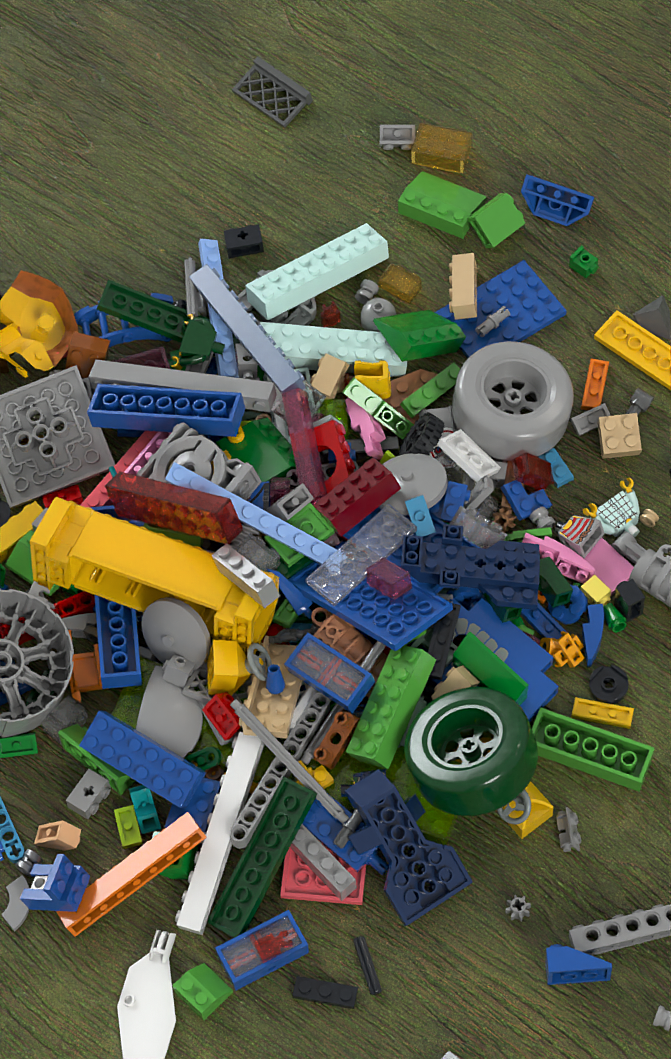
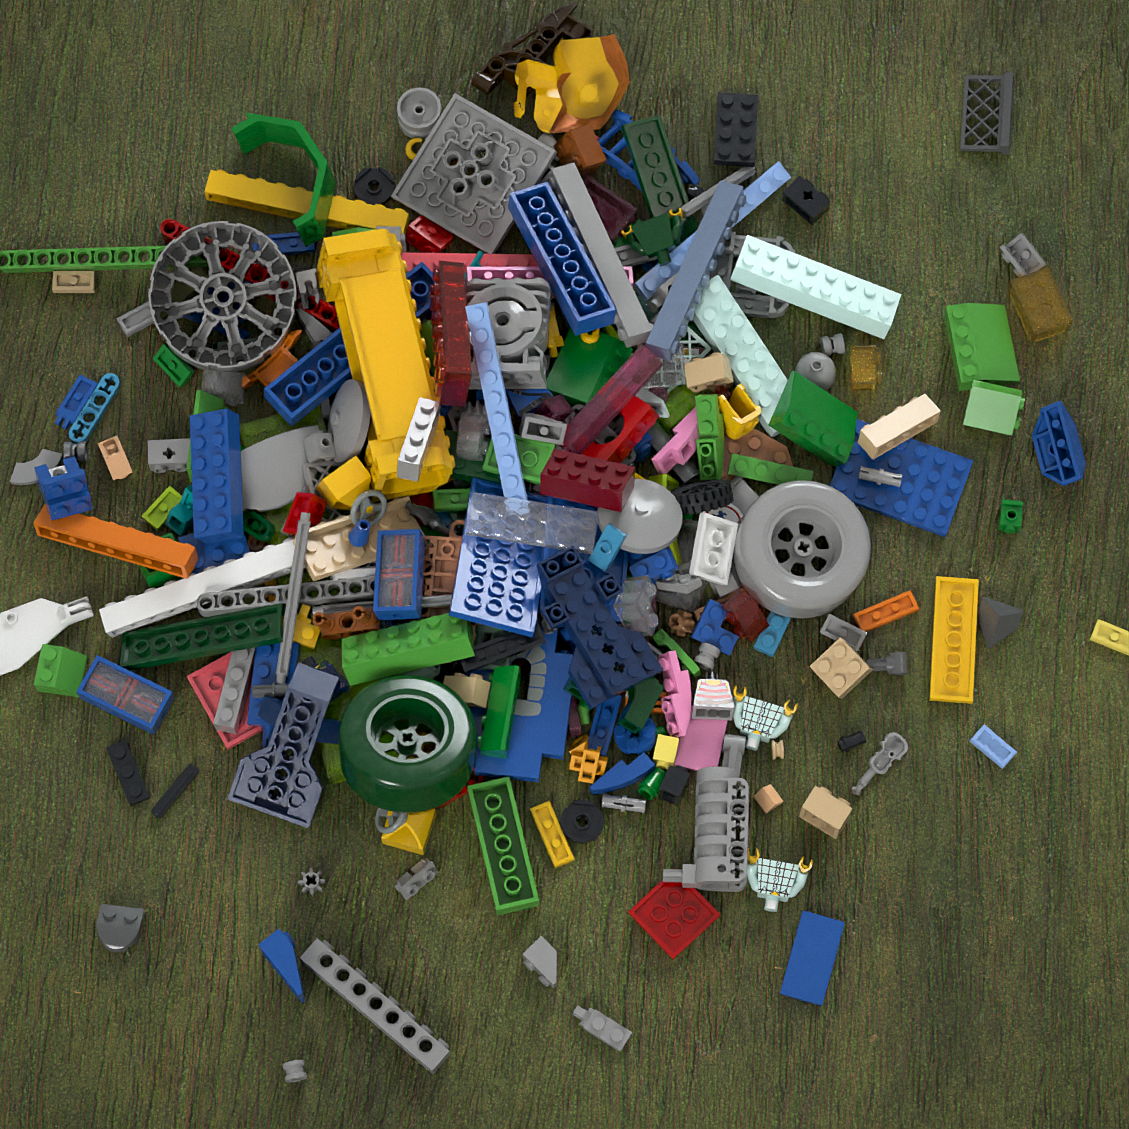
camera: 50 degrees right, 10 degrees up
(152, 251) = (735, 129): none -> black plate
(270, 947) = (125, 697): clear red plate -> none
(294, 596) = (461, 490): blue bar -> none
(330, 315) = (782, 330): clear red plate -> none
(388, 578) = (522, 561): clear pink brick -> none
(615, 646) = (624, 803): none -> light grey pin

